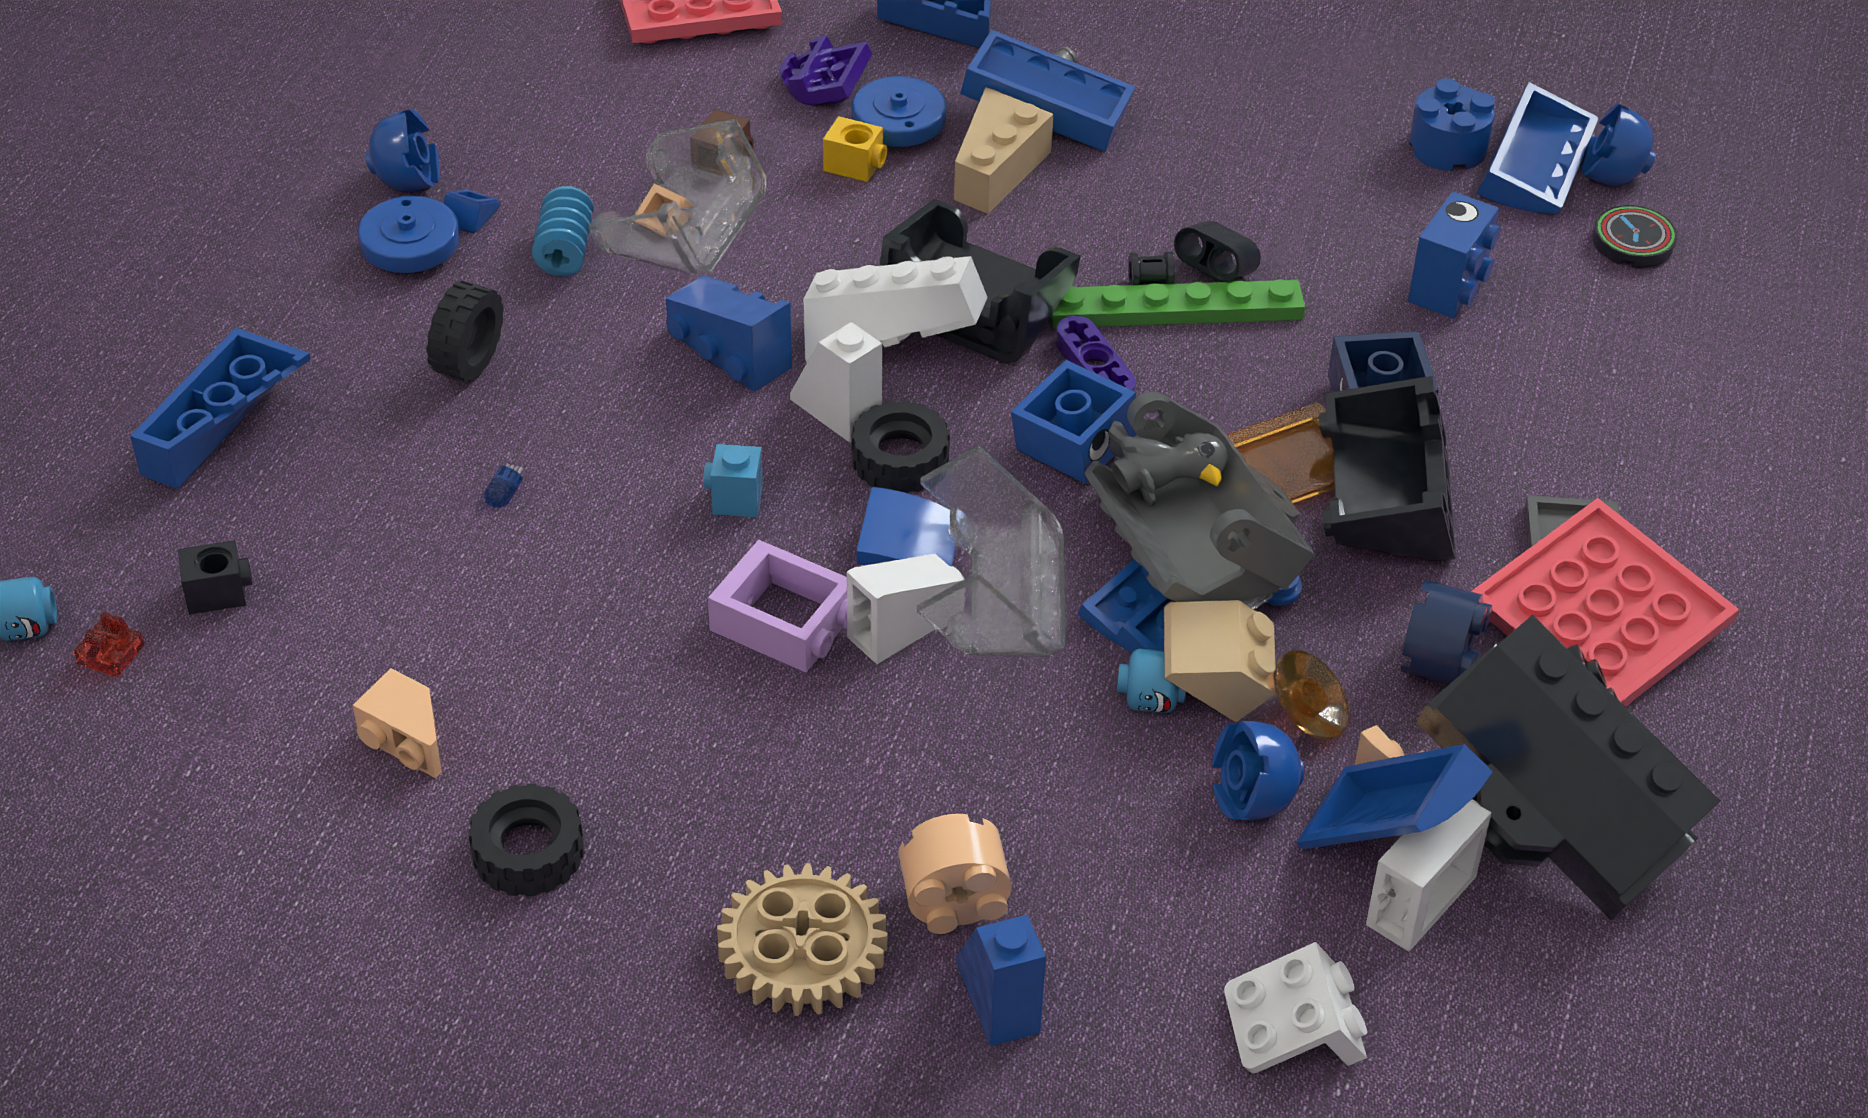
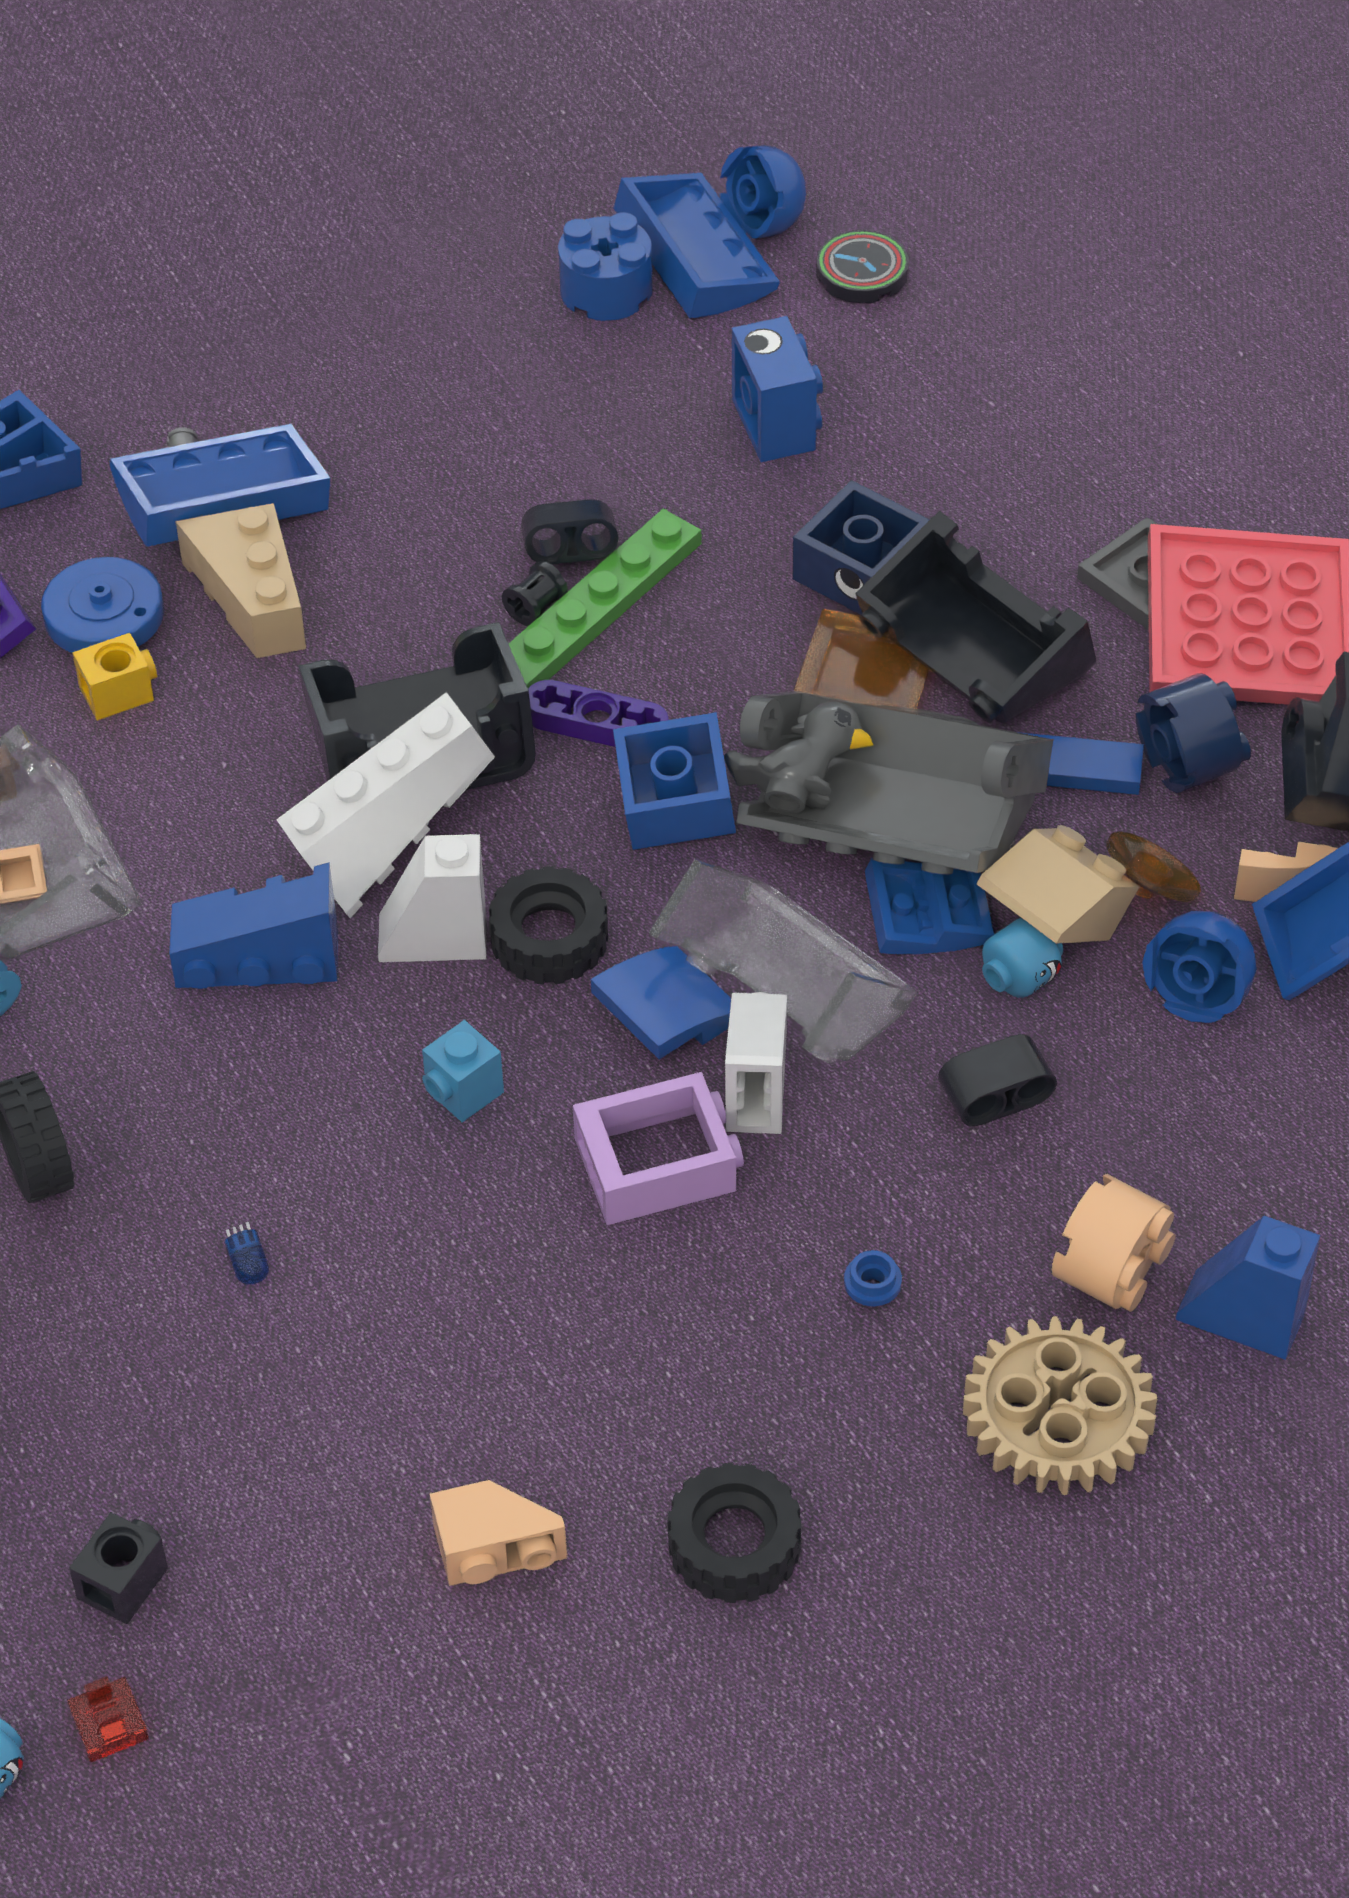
camera: 45 degrees left, 5 degrees up
(803, 779) = (875, 1266): none -> blue plate
(1035, 734) = (997, 1080): none -> black beam
(1354, 600) = (1094, 764): none -> blue tile

